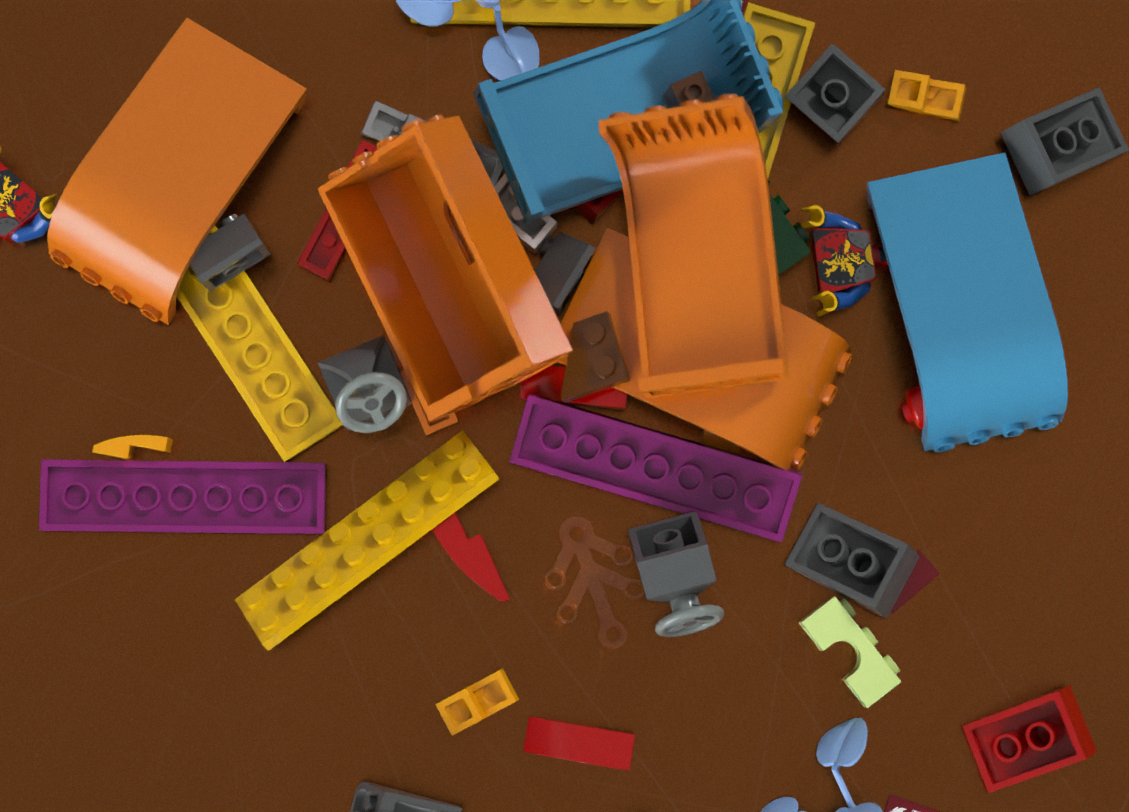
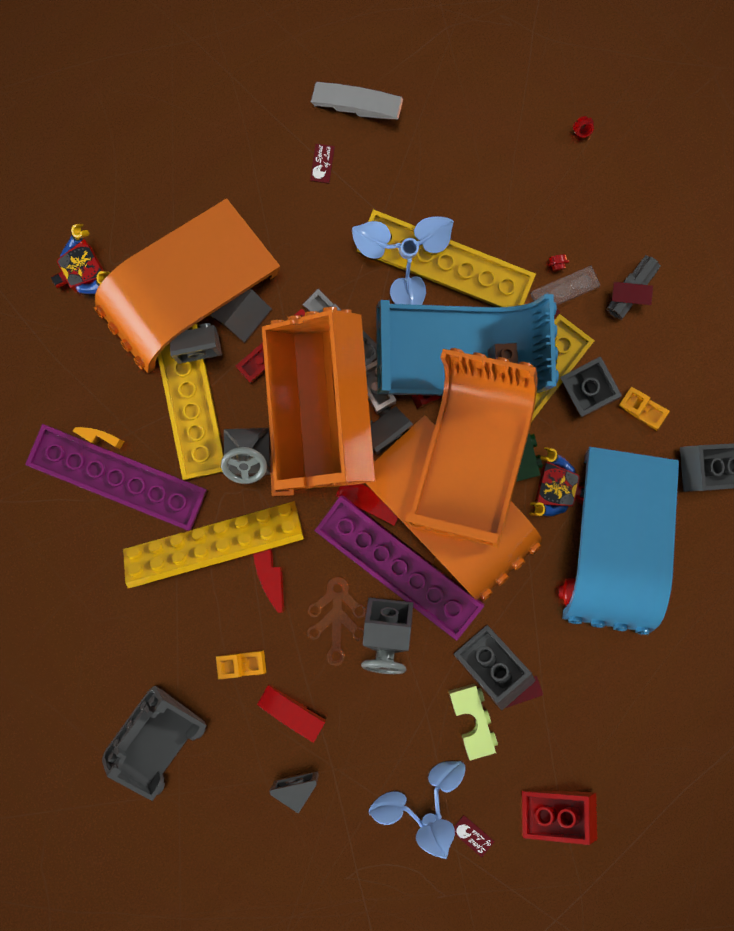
camera: 25 degrees right, 0 degrees up
(278, 182) = (242, 314): none -> dark grey slope
(595, 358) = (387, 490): reddish brown wing -> none

